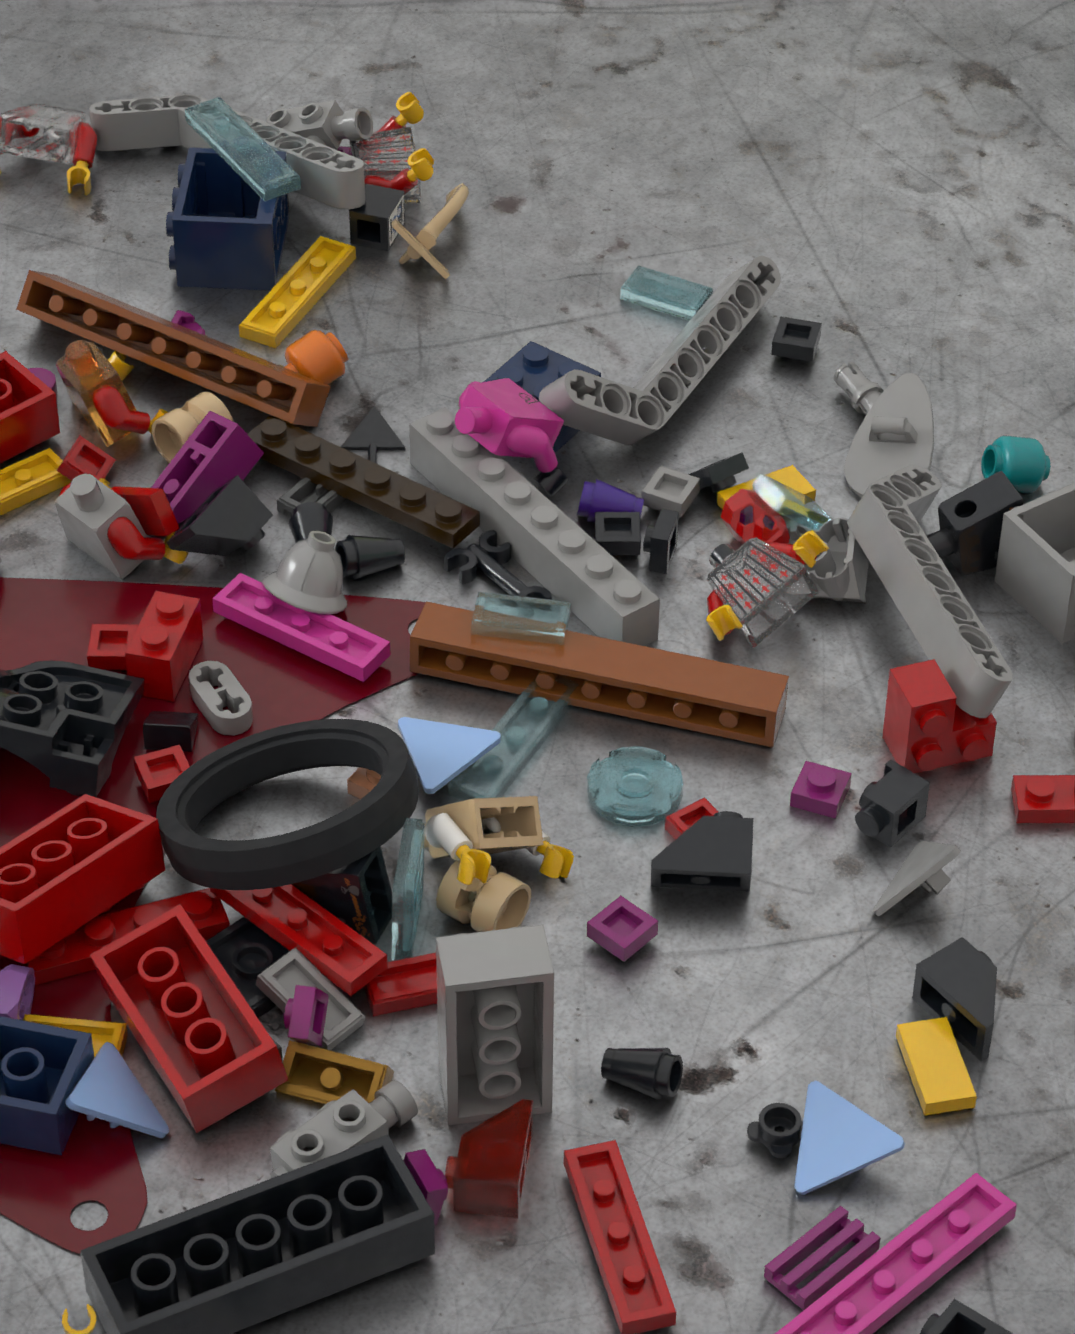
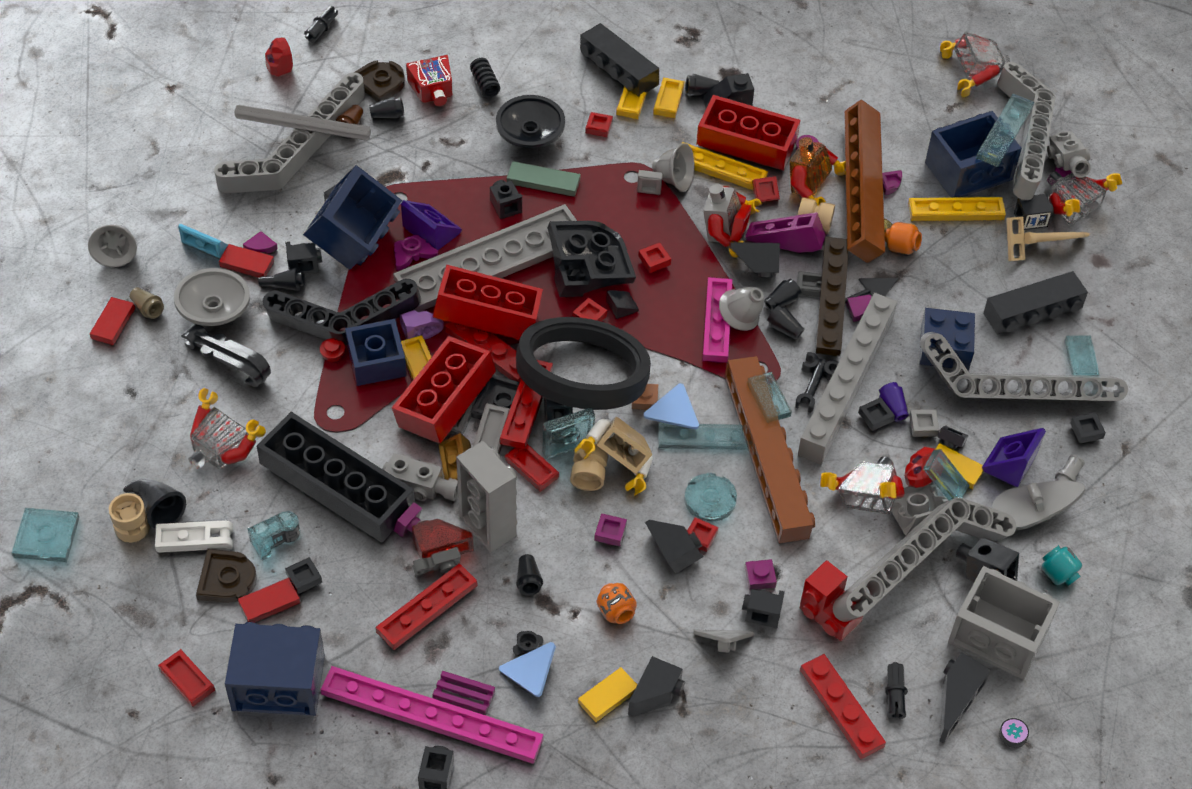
camera: 60 degrees right, 10 degrees up
(115, 1095) = (390, 383): light blue piece -> none
(165, 644) = (664, 274): red brick -> none
(229, 694) = (649, 309): light grey beam -> none
(306, 1015) = (471, 431): magenta plate -> none
(401, 461) = (857, 306): none -> magenta tile
(513, 425) = (899, 331): dark pink torso -> none
(543, 1172) = (440, 561): none -> dark grey plate
(545, 286) = (1035, 302): none -> black brick
(662, 541) = (883, 435): black plate -> none
(776, 975) = (616, 603): none -> orange head
(803, 419) = (1014, 456): none -> dark purple slope

